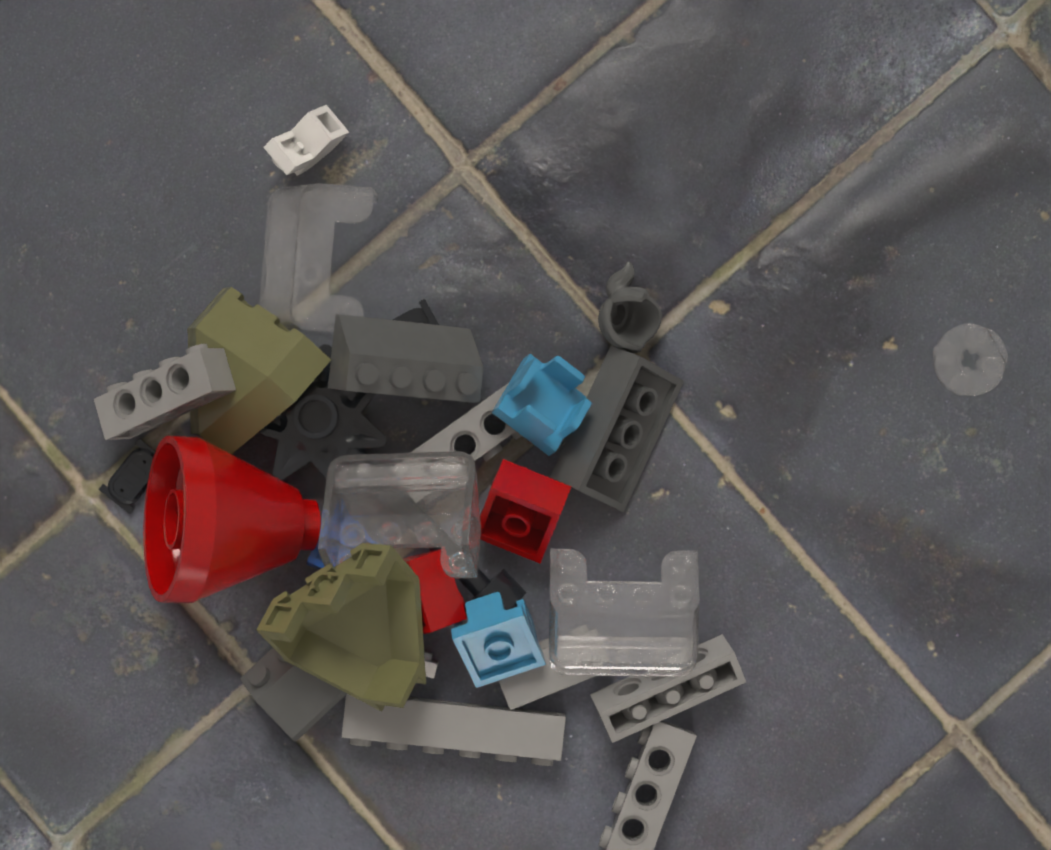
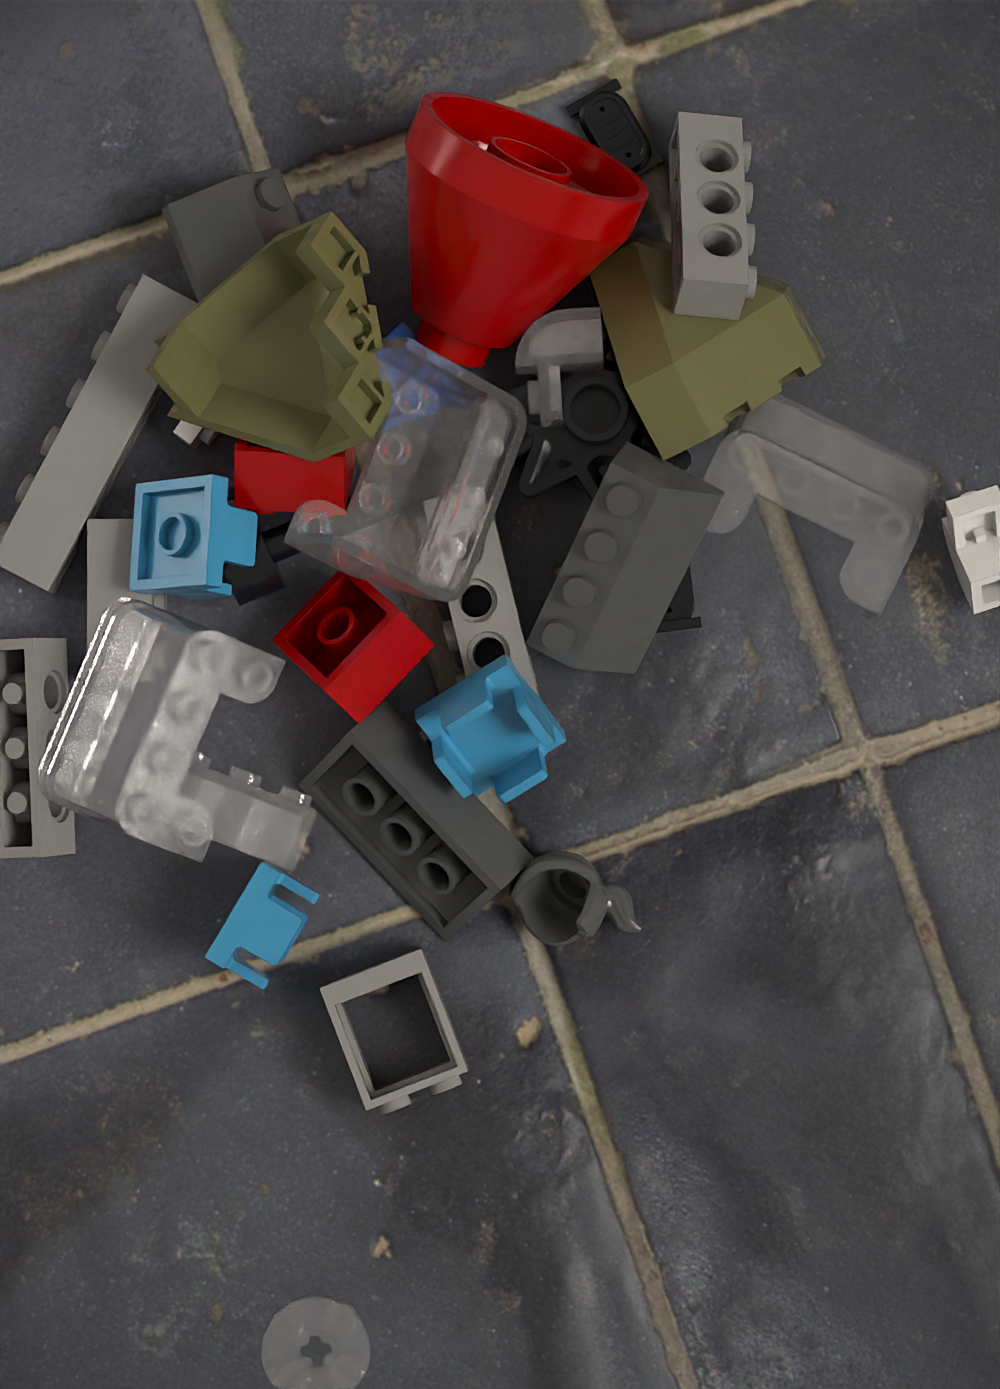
camera: 105 degrees right, 0 degrees up
(284, 458) = (558, 344): none -> clear brick
(656, 532) = (250, 816): none -> clear brick
(720, 497) = (261, 924): none -> dark azure panel
(723, 413) = (395, 1094): none -> light grey window

